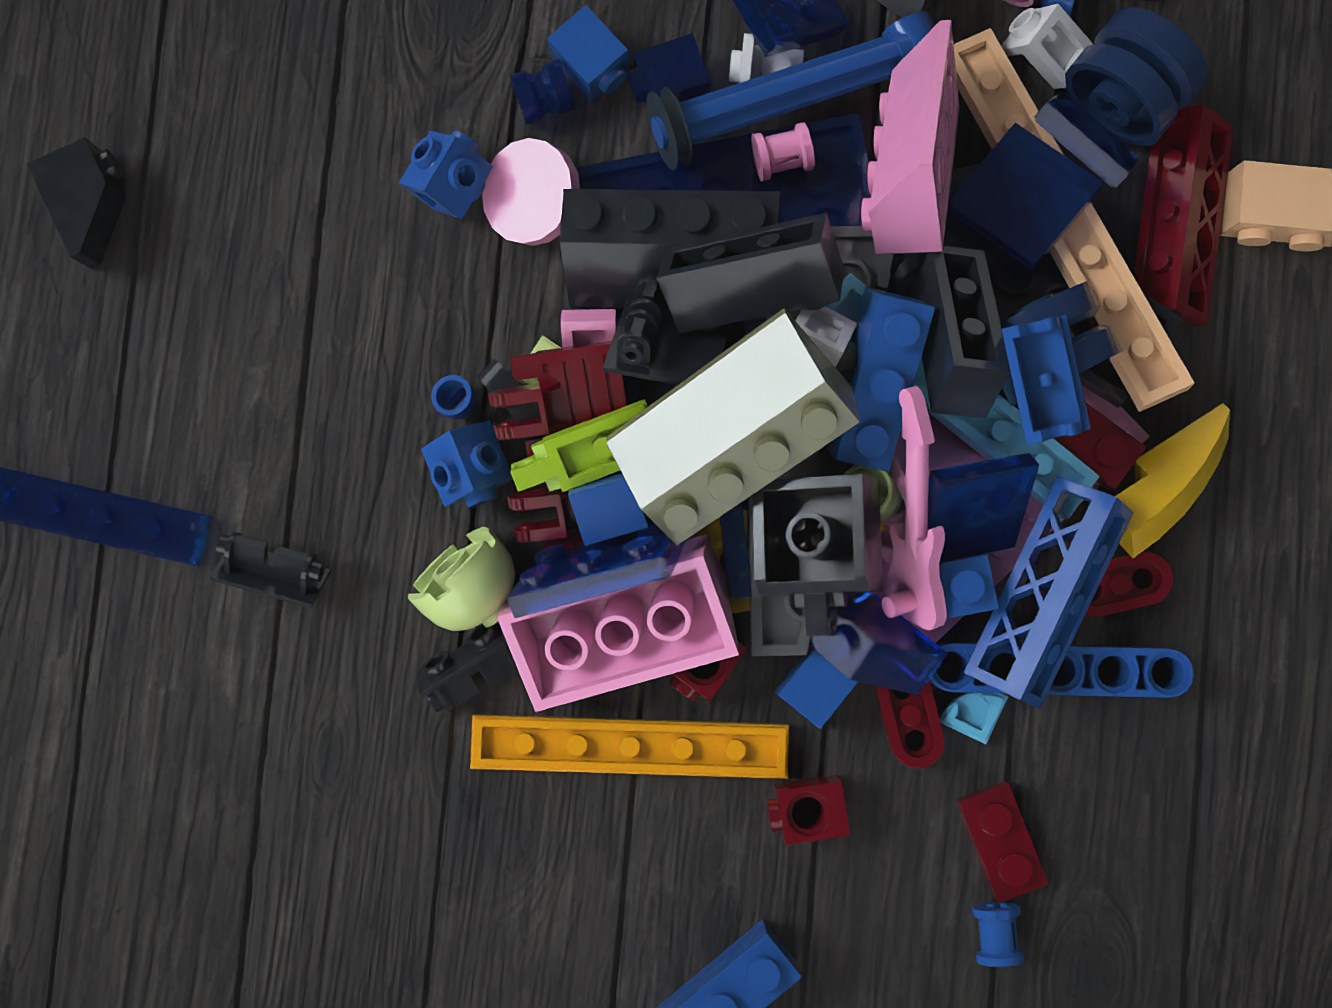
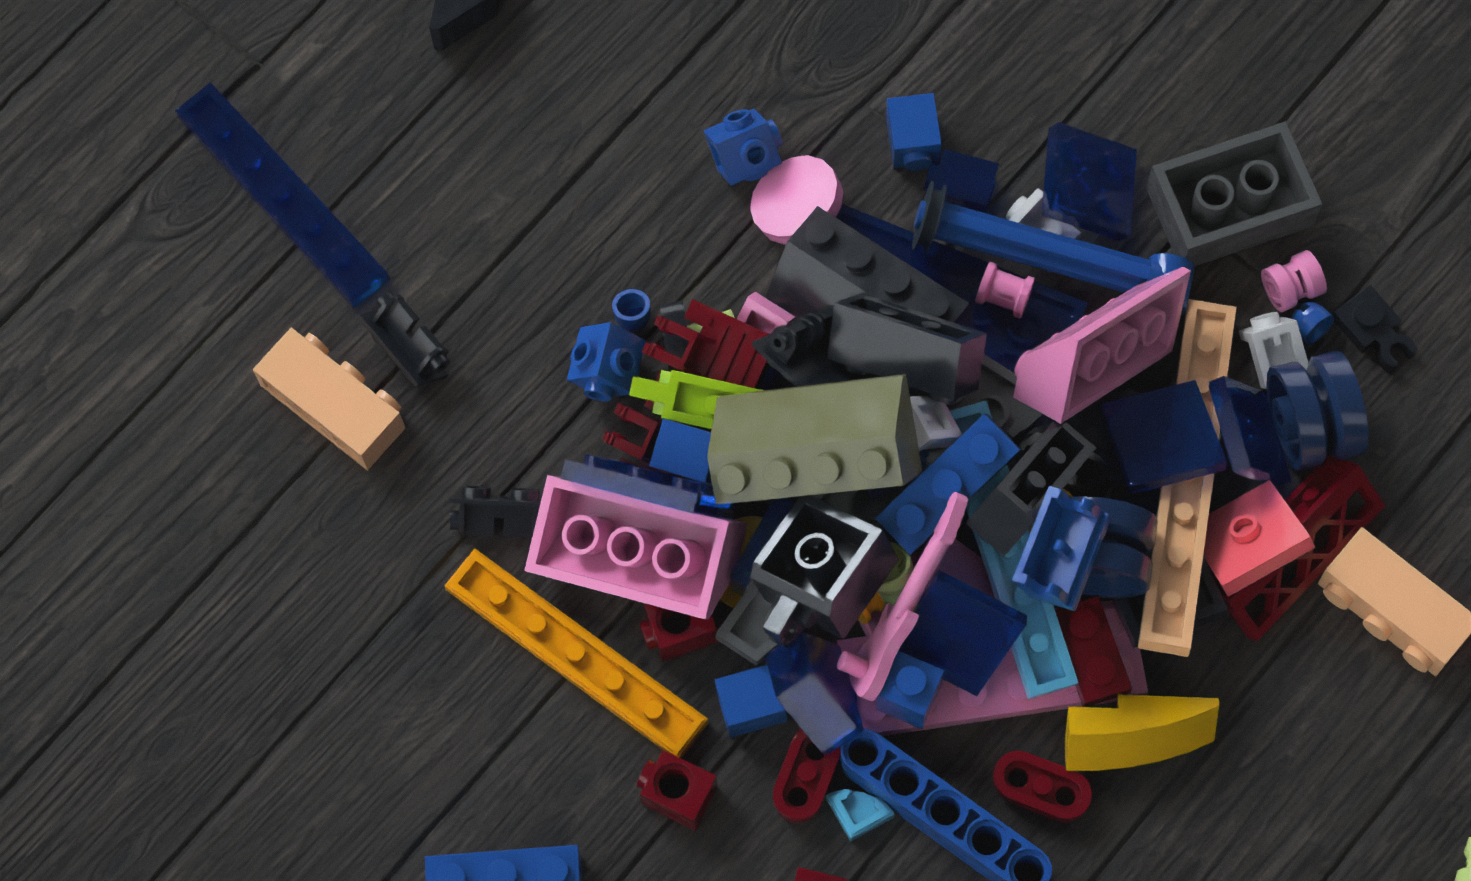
camera: 35 degrees right, 15 degrees down
(238, 669) = (330, 397): none -> light nougat brick
(466, 583) = (540, 446): yellowish green cylinder -> none
(542, 92) = (858, 135): clear blue wheel -> none
(1066, 600) = (980, 742): blue fence -> none
(1161, 233) = (1253, 538): none -> coral plate

